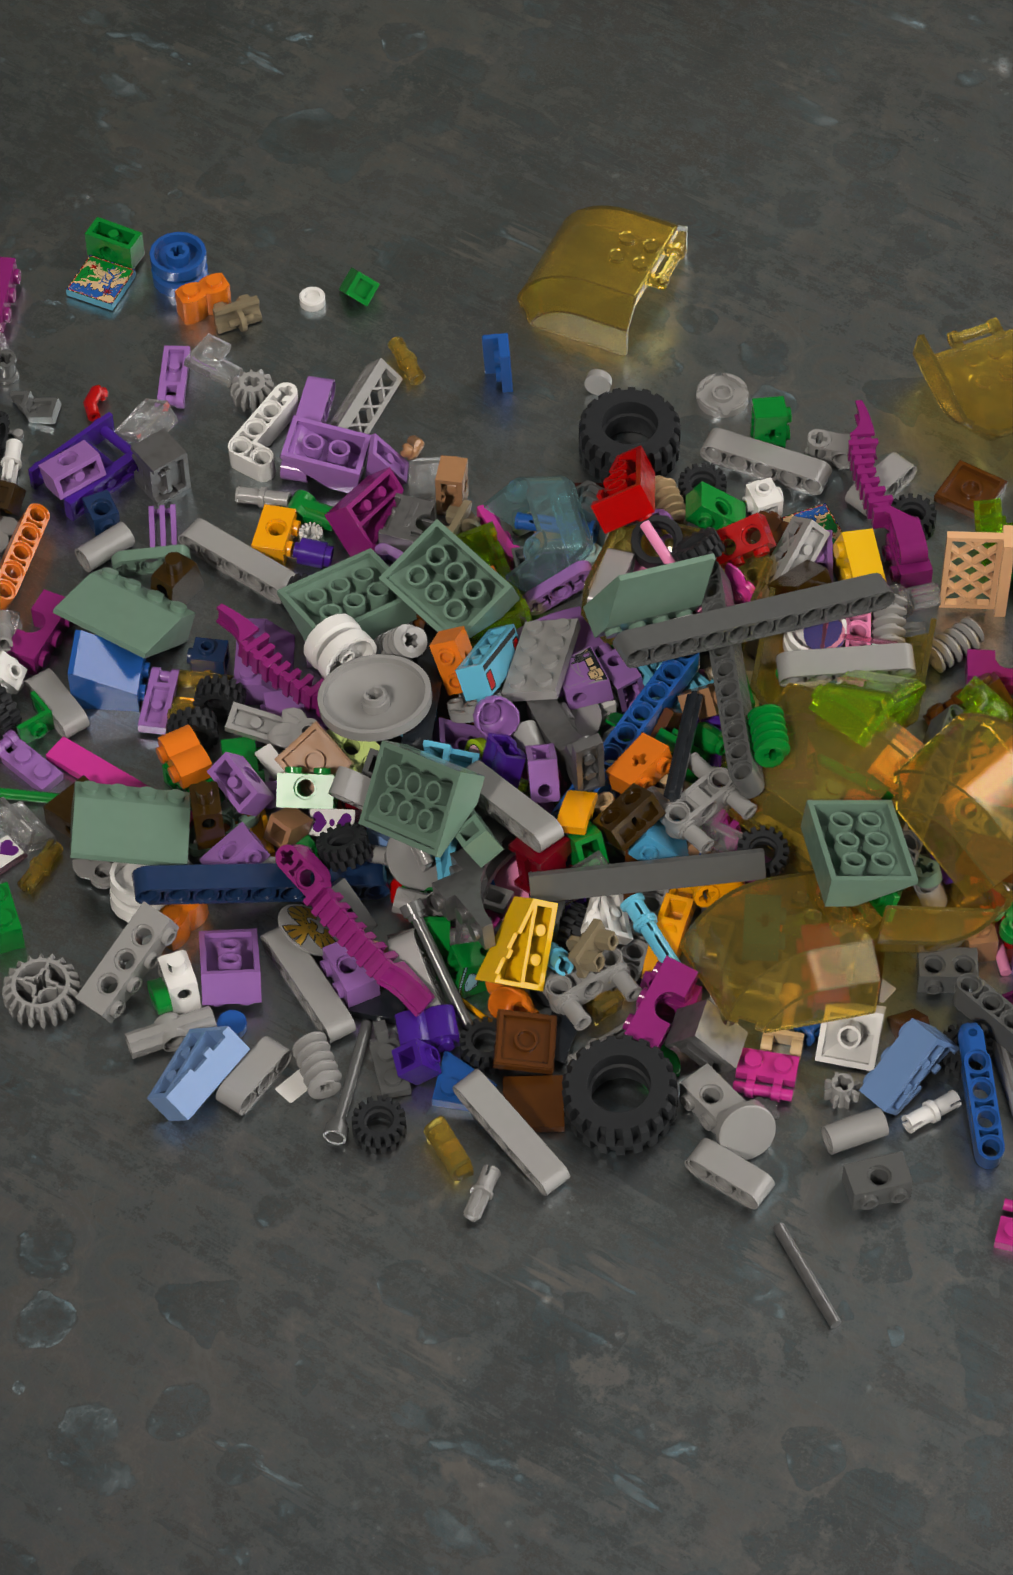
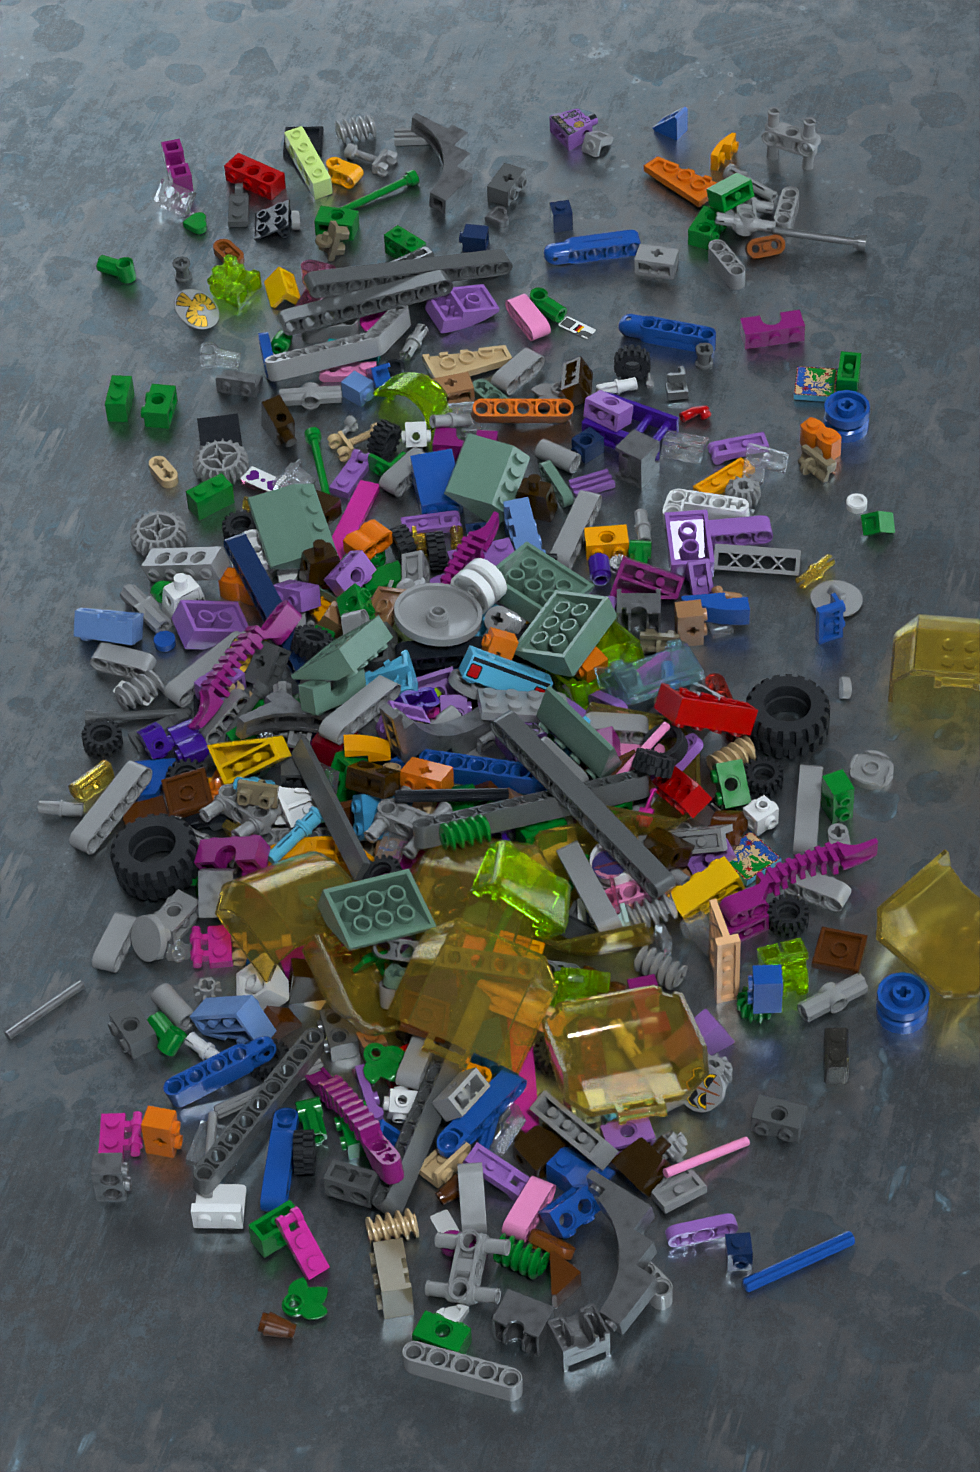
camera: 75 degrees right, 5 degrees down
(72, 885) = (236, 521): none -> black tyre
(215, 407) = (717, 482): none -> light orange tile
(245, 600) = (520, 523): none -> medium blue wedge
(447, 443) = (722, 610): none -> blue slope
(452, 356) = (847, 592): none -> light grey shield
(496, 716) = (450, 687): medium lavender hair -> none
(904, 1138) = (169, 1036): none -> green piece

